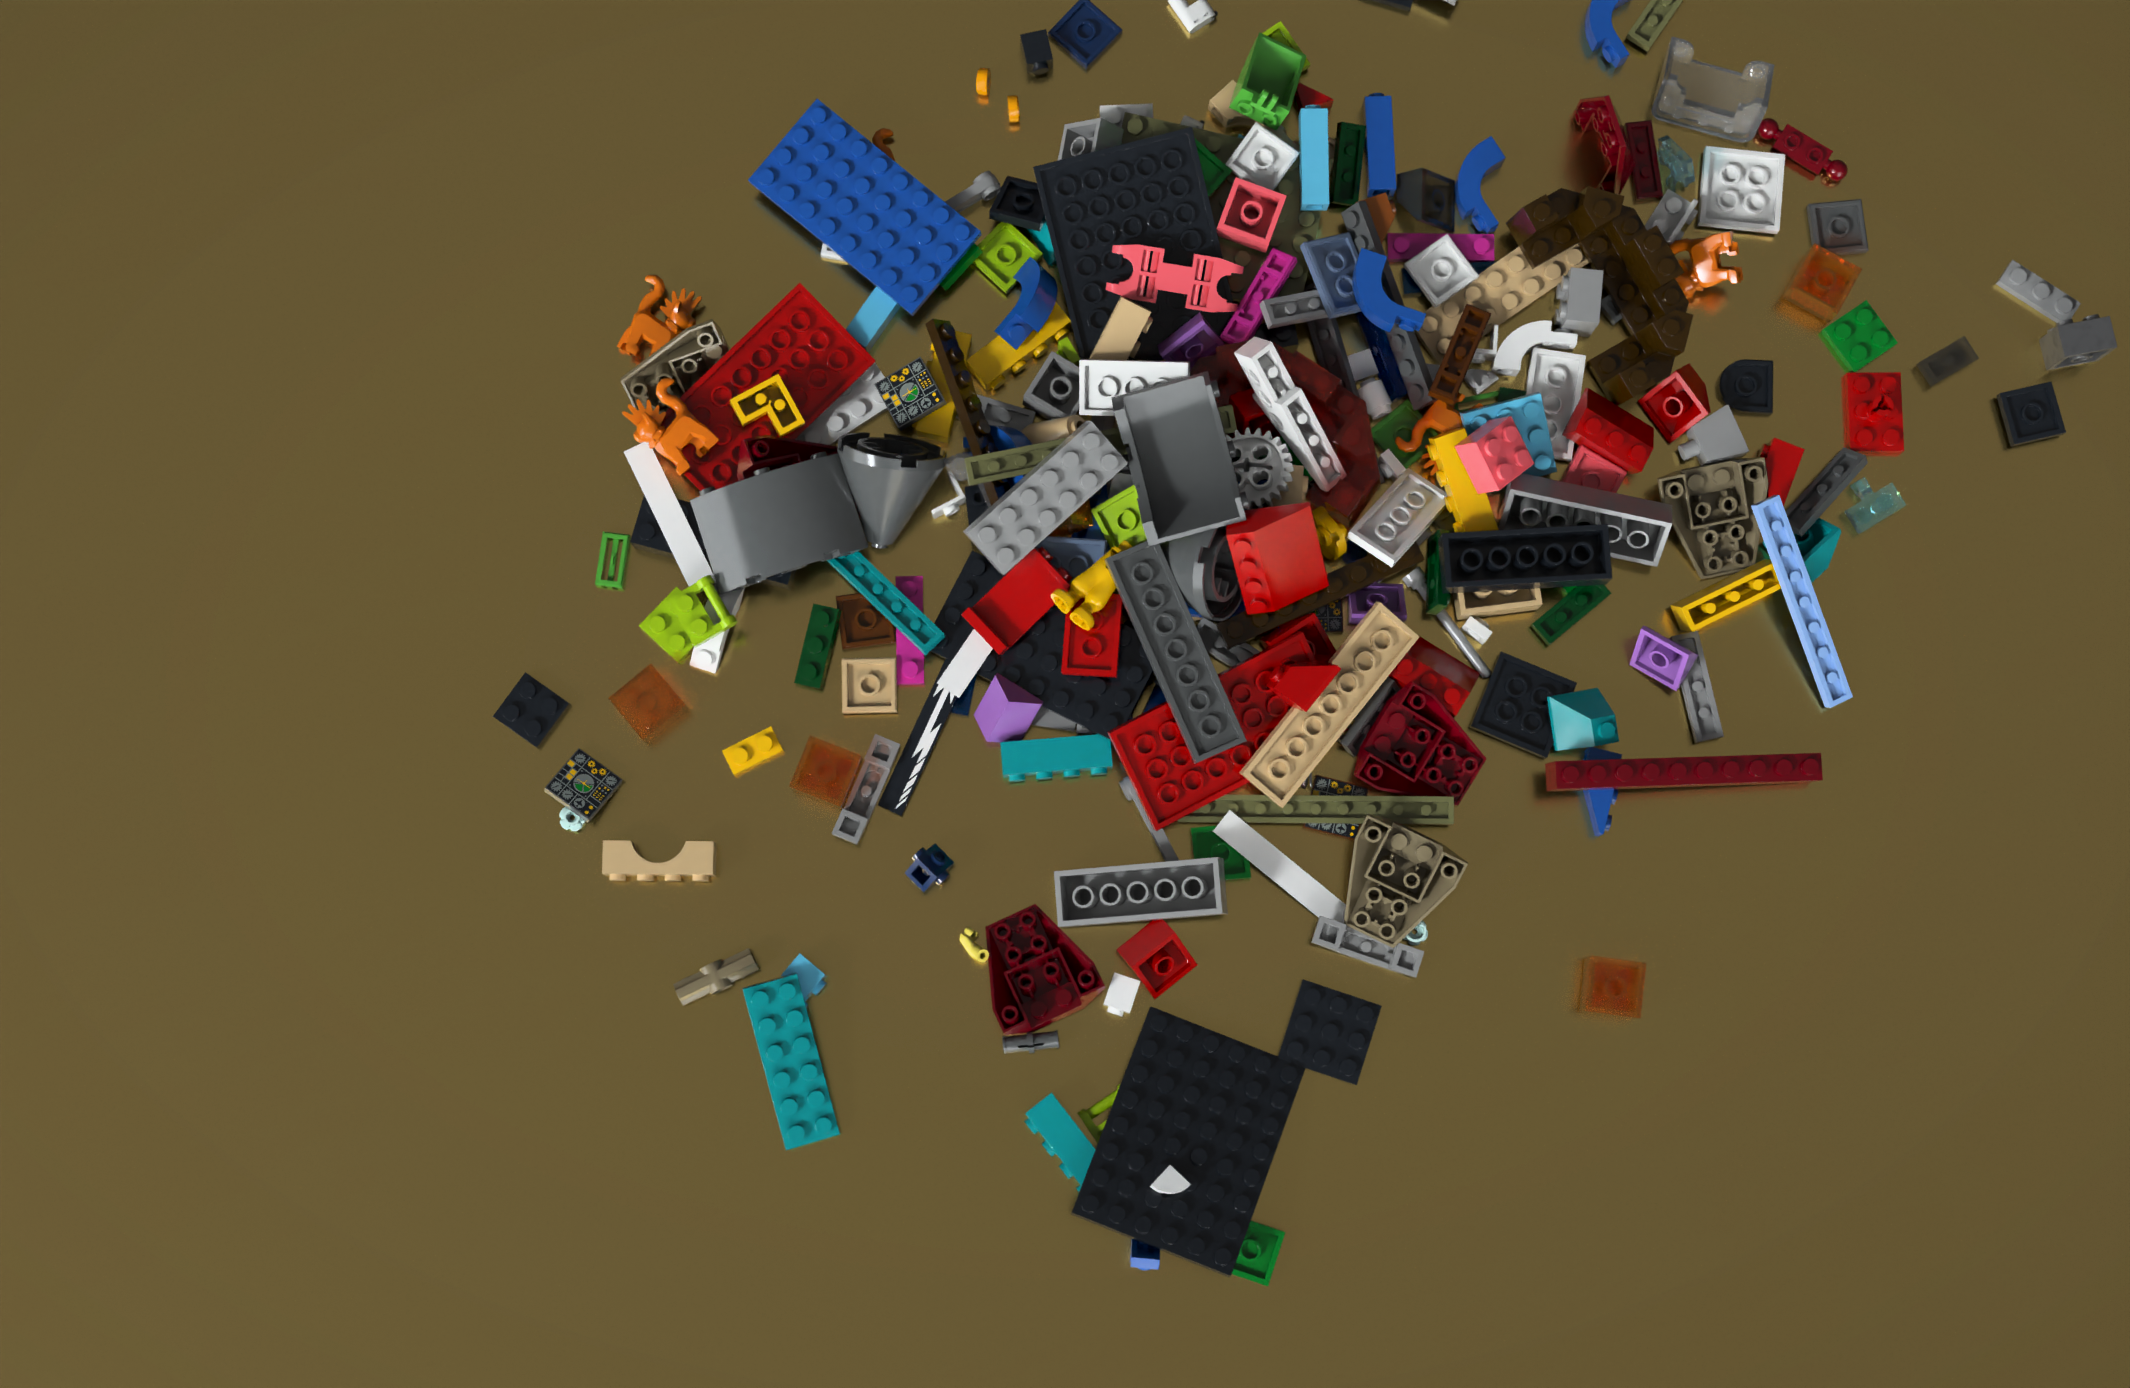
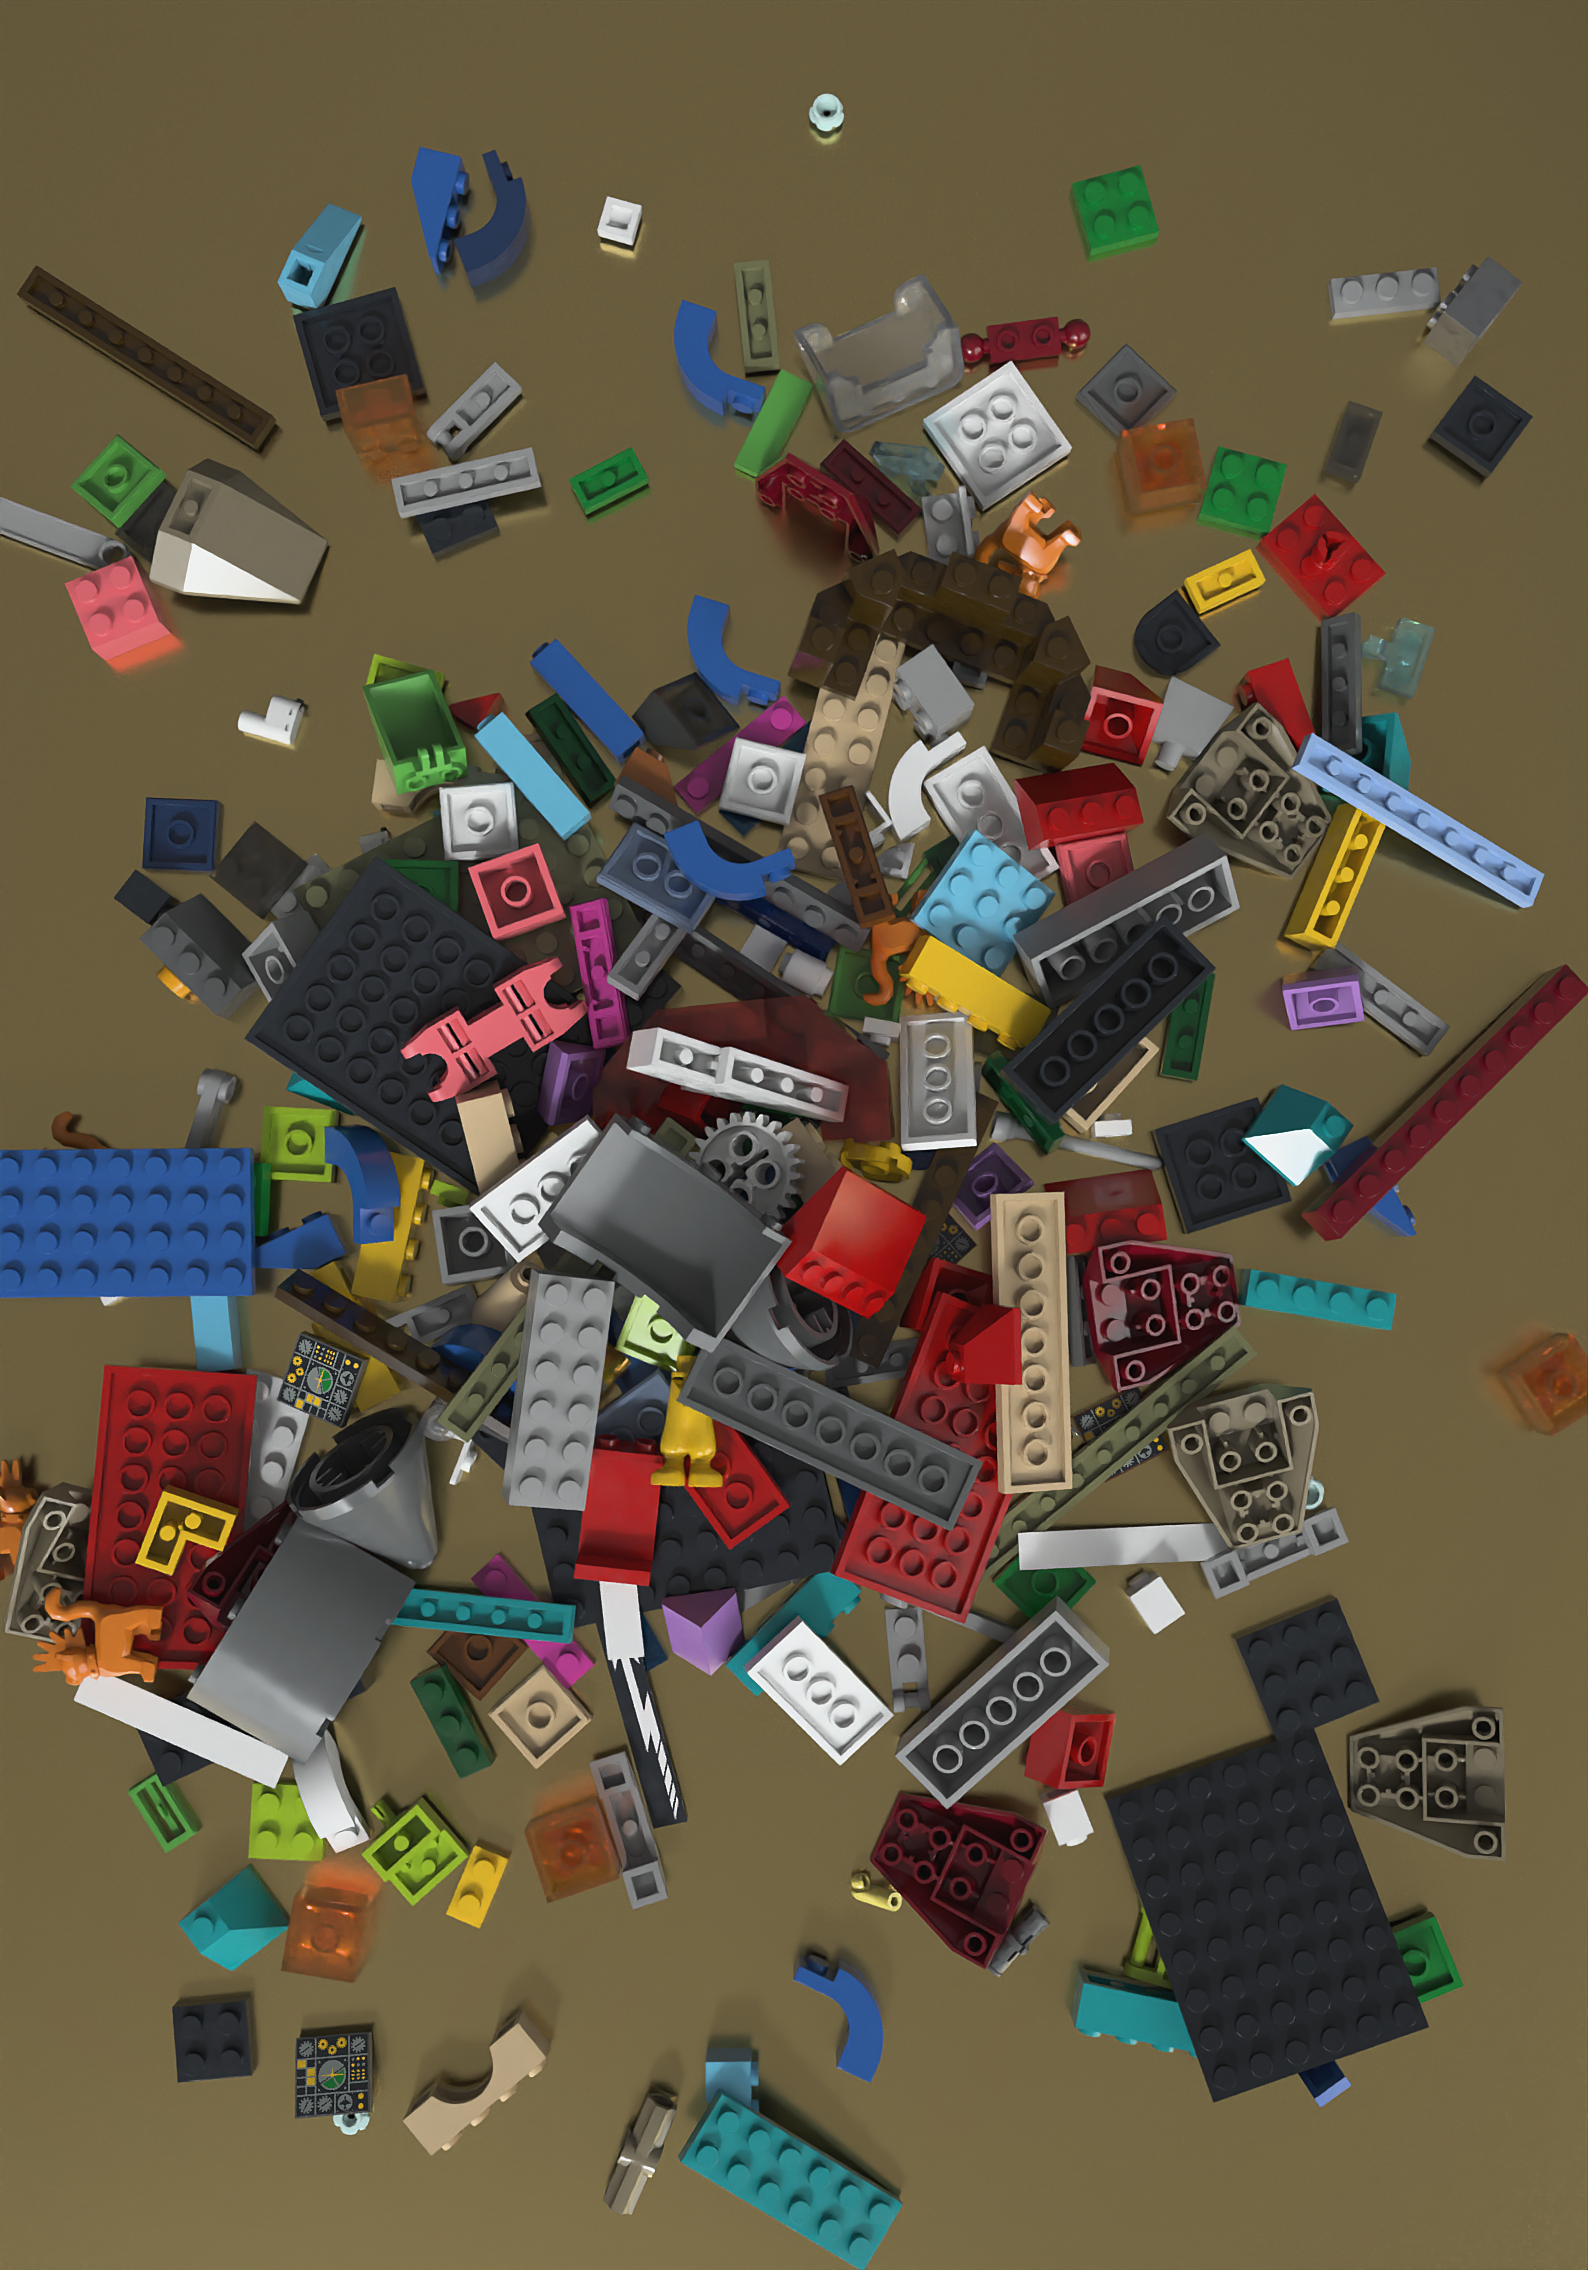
camera: 35 degrees left, 5 degrees up
(601, 654) = (235, 1920): none -> teal slope
(694, 616) = (296, 1812): lime plate -> none
(735, 699) = (413, 1849): none -> lime plate
(910, 1005) = (863, 2040): none -> blue arch
(929, 867) = (762, 1855): dark blue brick -> none
(964, 314) = (305, 1247): none -> blue slope
(983, 81) = (118, 977): light orange tile -> none
(1019, 204) = (263, 1083): black plate -> none
(1041, 800) = (818, 1690): none -> white plate
(1043, 108) = (204, 954): none -> dark grey slope
(1105, 830) = (907, 1657): none -> light grey plate
(1113, 86) = (258, 870): none -> clear smoke plate
(1170, 1182) = (1287, 1984): white tile -> none
(1274, 916) = (1153, 1601): none -> white brick
(1354, 1154) = (1436, 1779): none -> dark tan wedge
(1494, 455) = (985, 938): coral brick -> none
(1495, 34) = (609, 480): none -> green plate
(1514, 825) = (1316, 1299): none -> teal brick
(1619, 78) = (773, 423): none -> bright green tile
(1805, 378) = (1224, 581): none -> yellow plate
(1918, 120) = (1114, 210): none -> green plate

